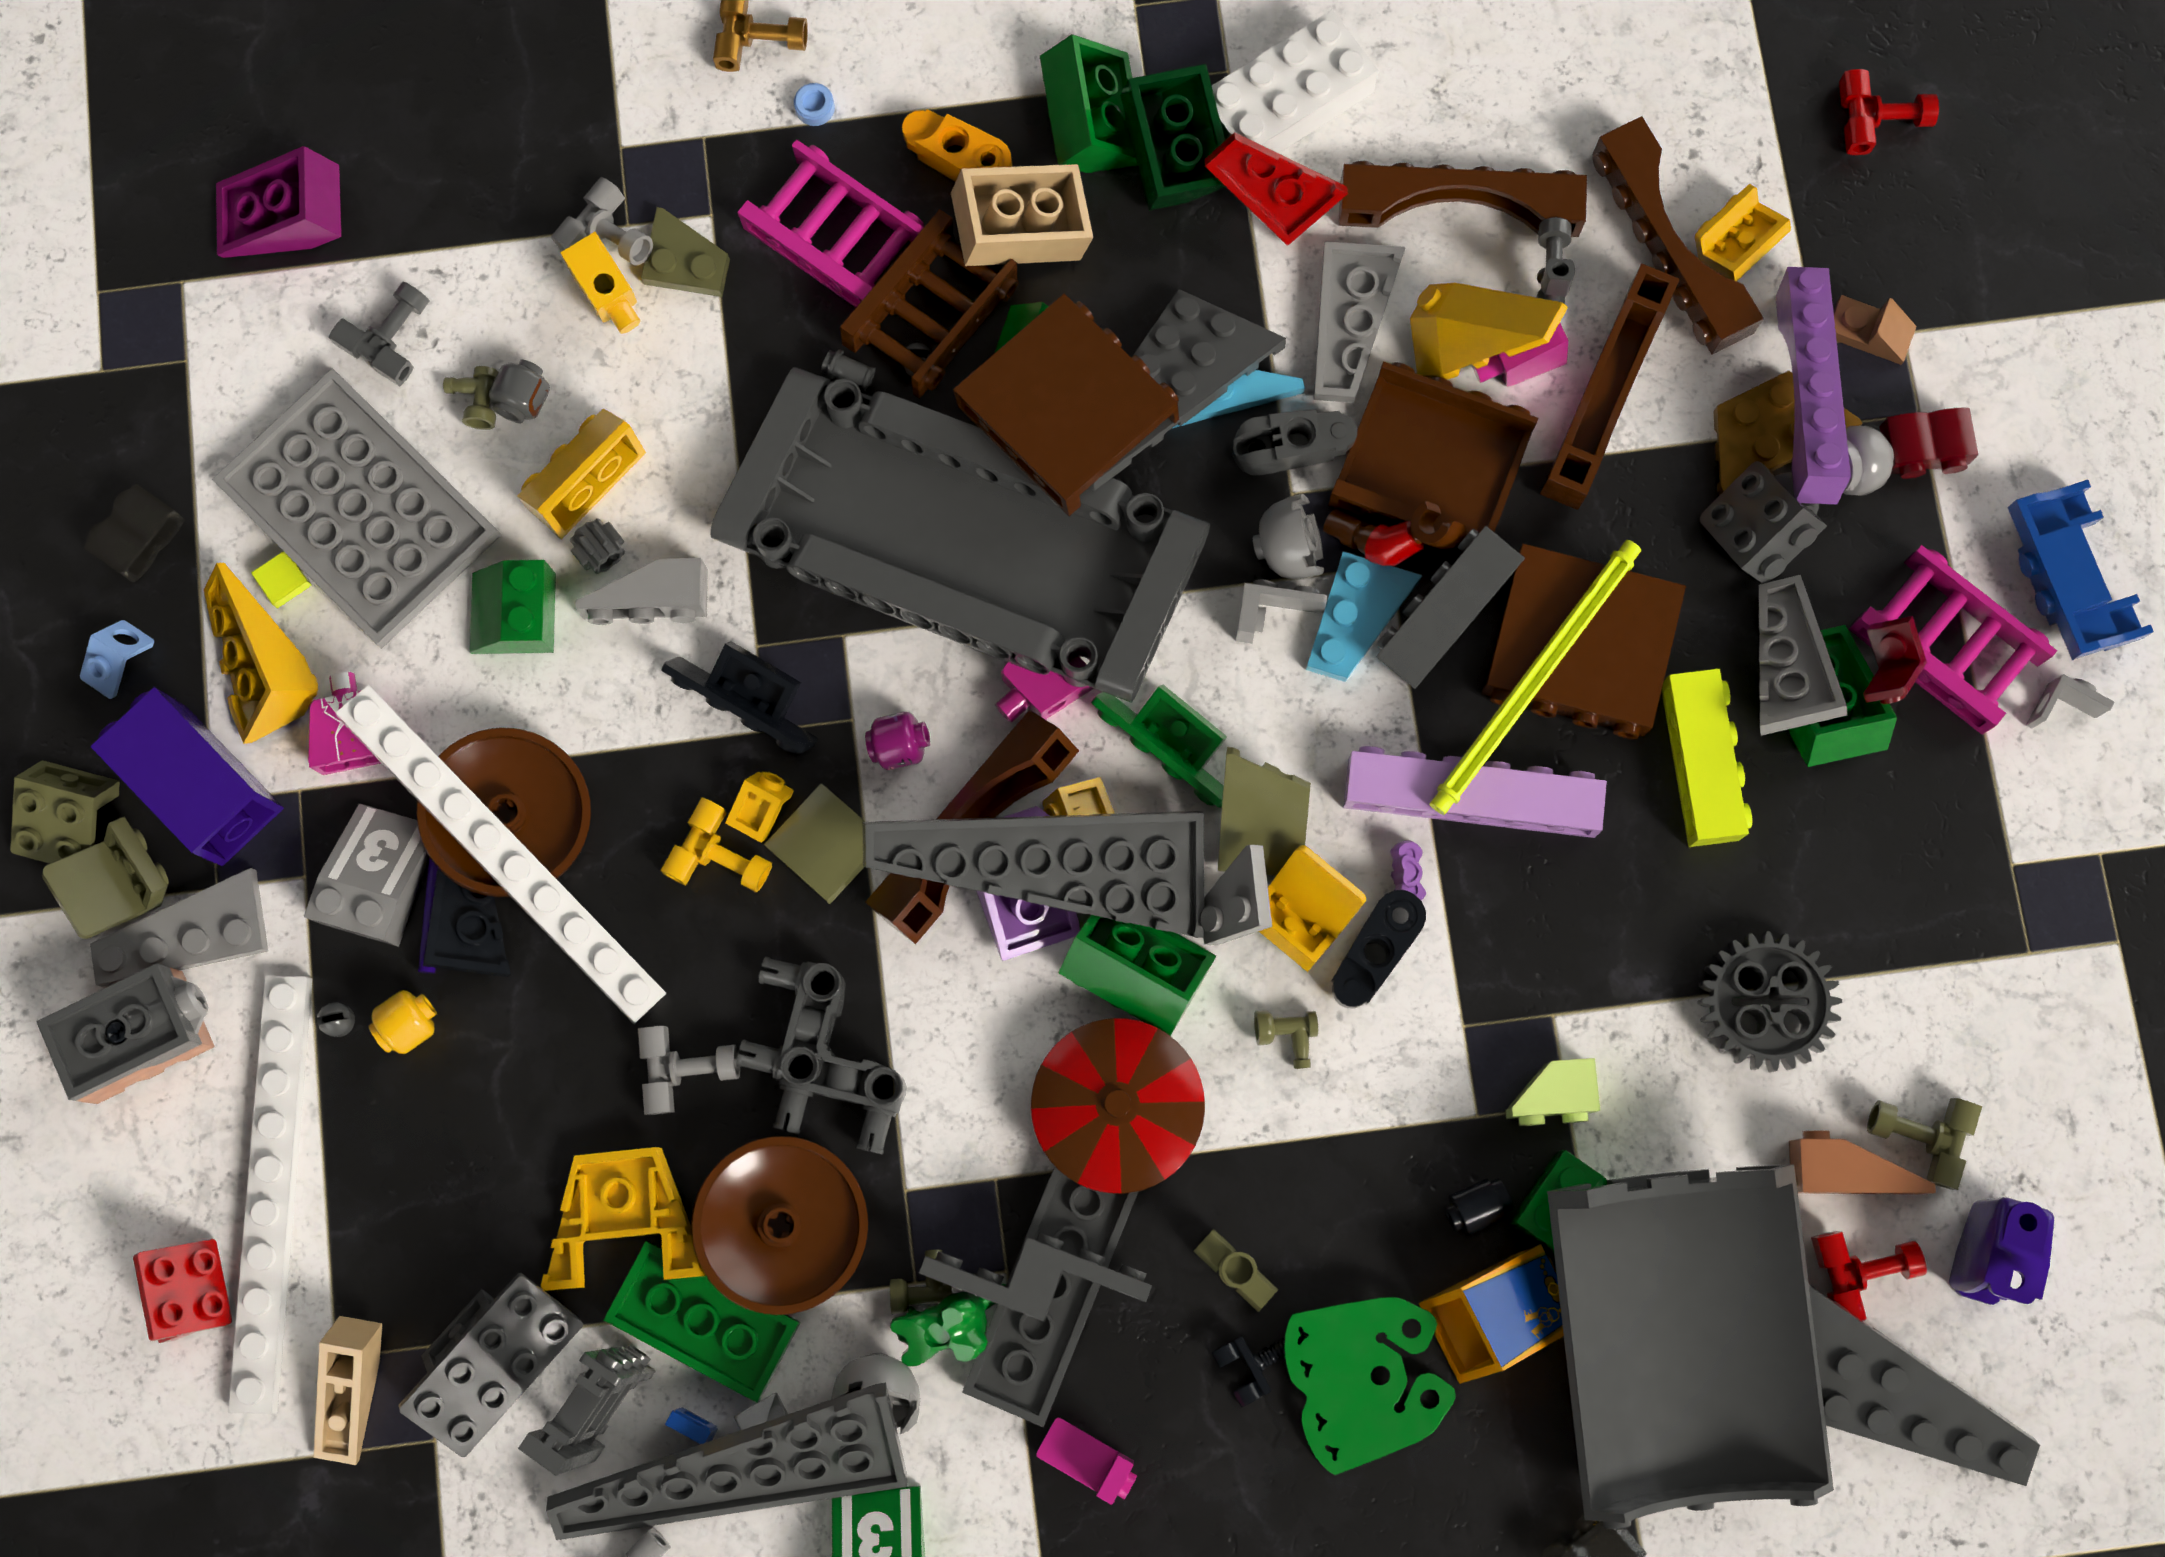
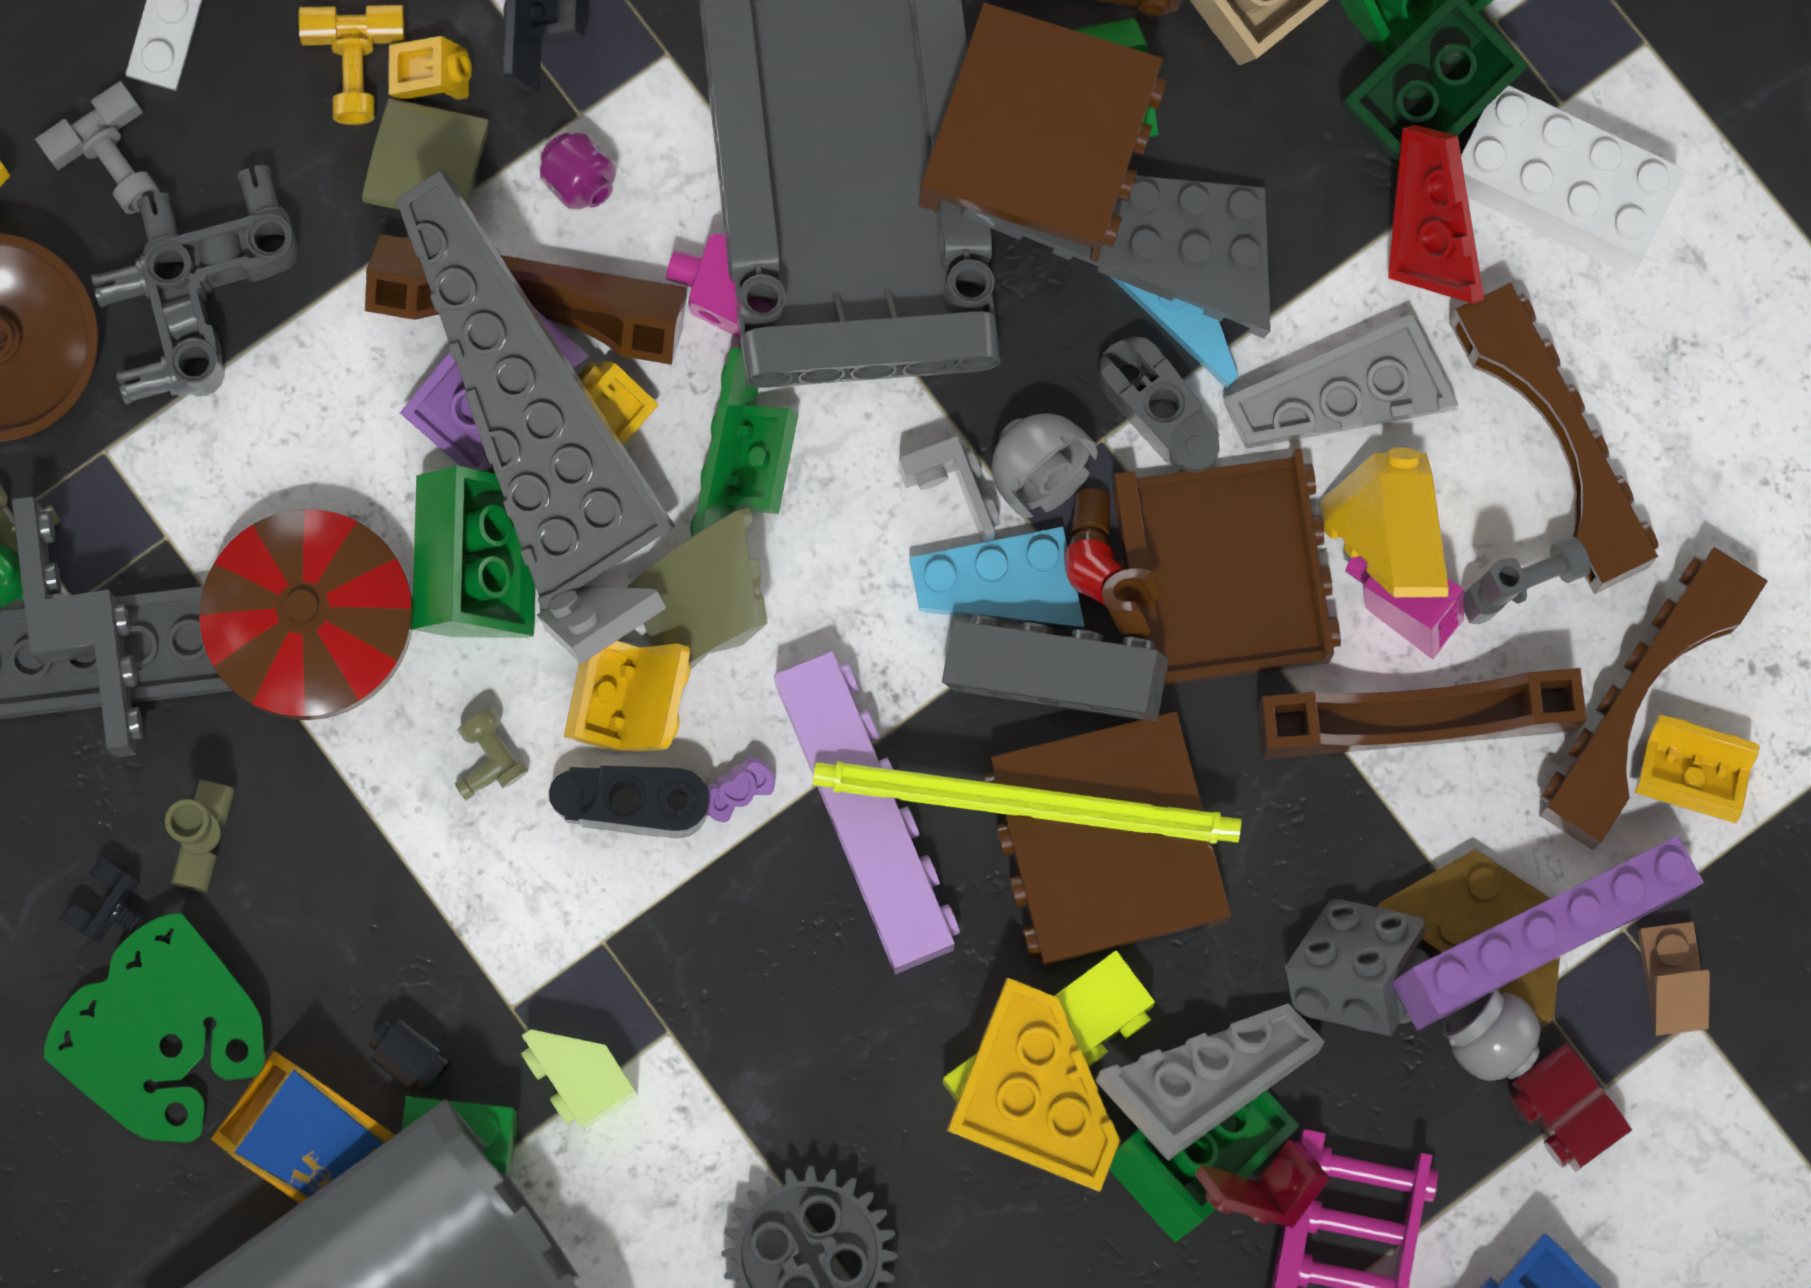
camera: 55 degrees right, 0 degrees up
(1746, 780) = (1035, 1092): none -> yellow plate

